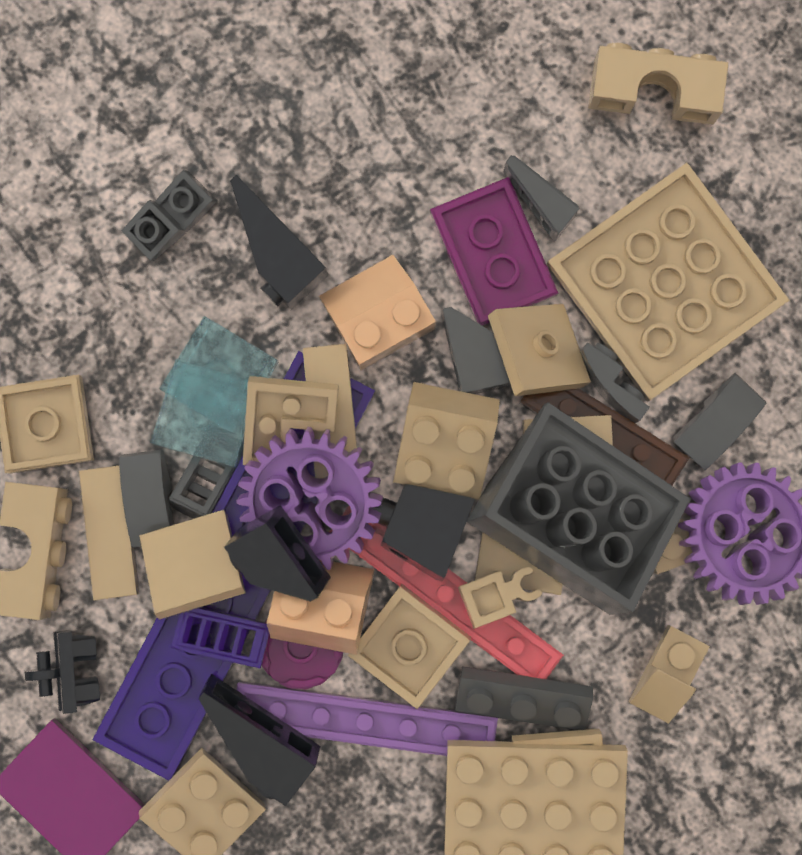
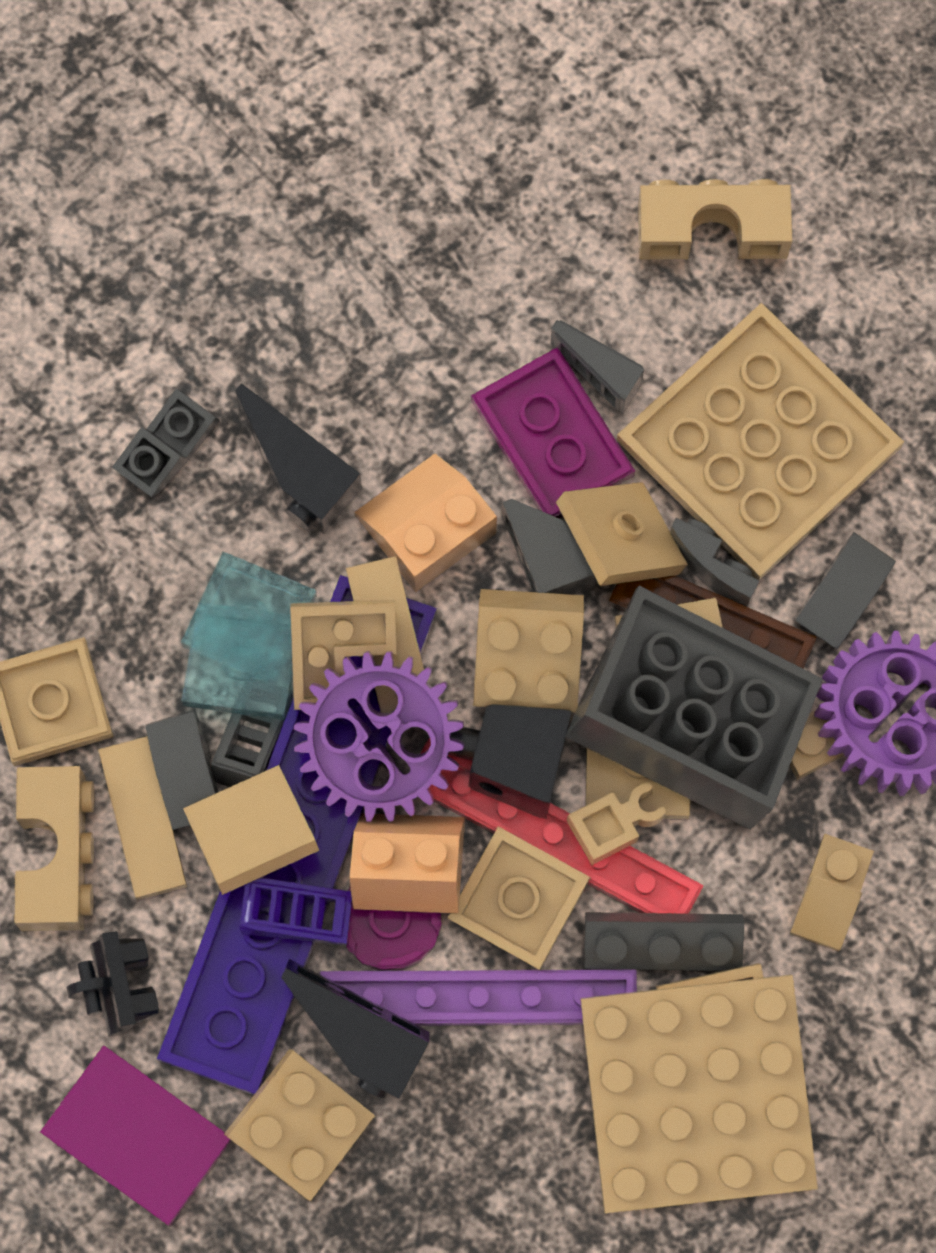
camera: 10 degrees left, 10 degrees down
(277, 557) = (350, 800): black slope -> none

